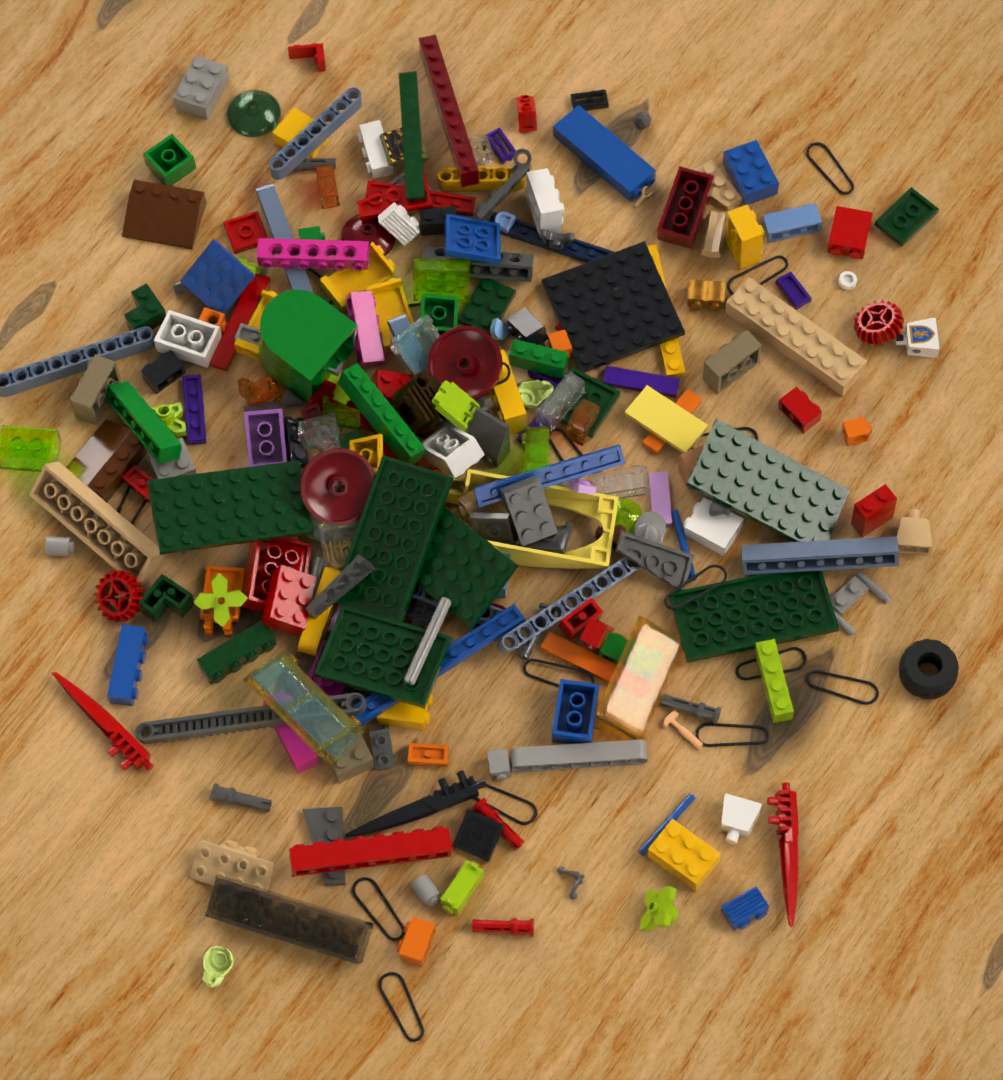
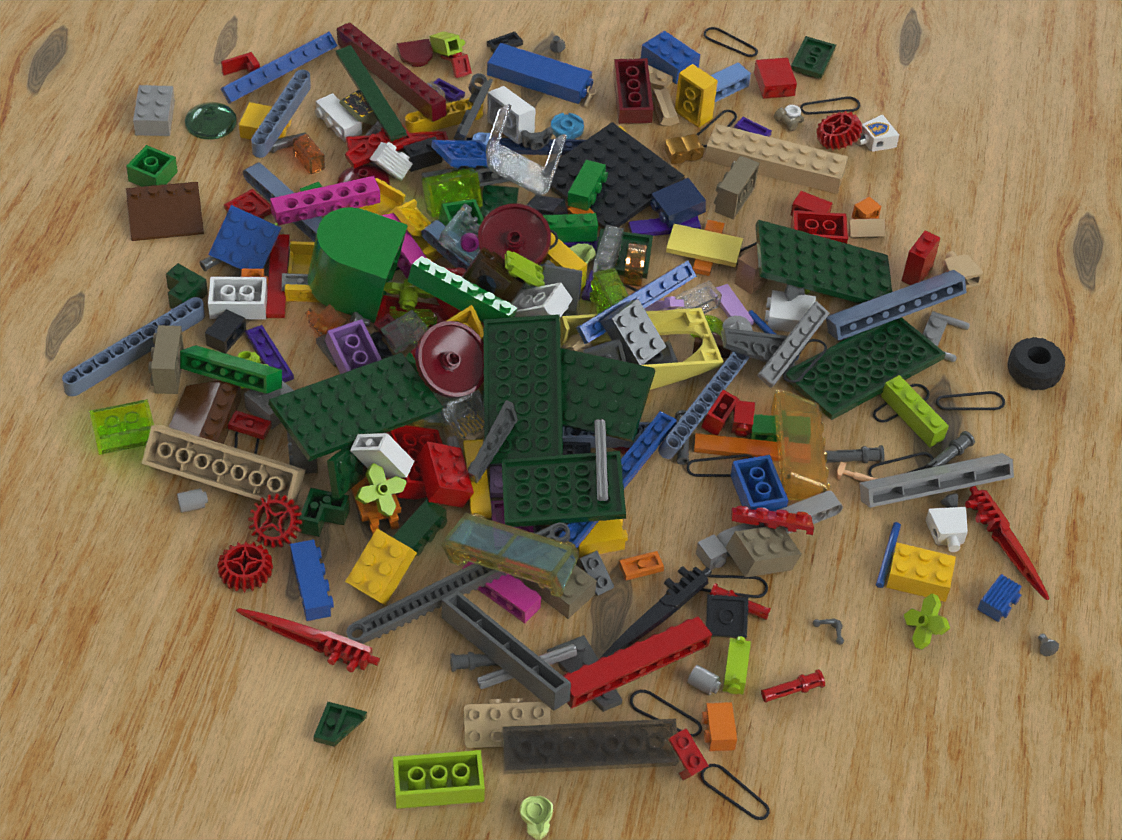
camera: 30 degrees left, 15 degrees down
(66, 624) = (256, 571): none -> red gear
(90, 815) = (337, 723): none -> dark green wing
(148, 901) = (438, 779): none -> lime brick
(189, 677) = (381, 567): none -> yellow brick
(198, 568) = (344, 472): none -> dark green plate
(231, 568) = (384, 452): none -> white brick
(257, 801) = (506, 650): none -> dark grey brick
(276, 820) = (550, 658): none -> light grey axle
(345, 67) = (278, 67): none -> blue plate
(368, 958) = (688, 754): none -> red bracket
(386, 303) = (412, 218): none -> yellow tile
(419, 354) = (469, 242): none -> magenta tile
(492, 86) = (416, 52): none -> dark red tile
(514, 274) = (516, 167): none -> clear windscreen
(522, 89) = (446, 43): none -> lime brick
(542, 782) = (763, 551): none -> dark tan brick
(573, 758) = (773, 519): none -> red wing
(576, 315) = (587, 185): none -> green brick
(603, 227) = (568, 124): none -> dark azure tile
(661, 362) = (678, 202): none -> dark blue brick
(691, 567) = (793, 344): none -> light grey tile
(753, 764) = (936, 480): none -> light grey brick
(757, 791) = (950, 501): none -> dark grey rock
(763, 972) = (1048, 646): none -> dark grey rock
(792, 438) = (822, 224): none -> red brick
(794, 734) = (955, 448): none -> dark grey pin
(832, 281) = (781, 115): none -> dark tan piece
(845, 450) = (866, 227): none -> tan tile
(890, 291) = (828, 100): none -> black piece

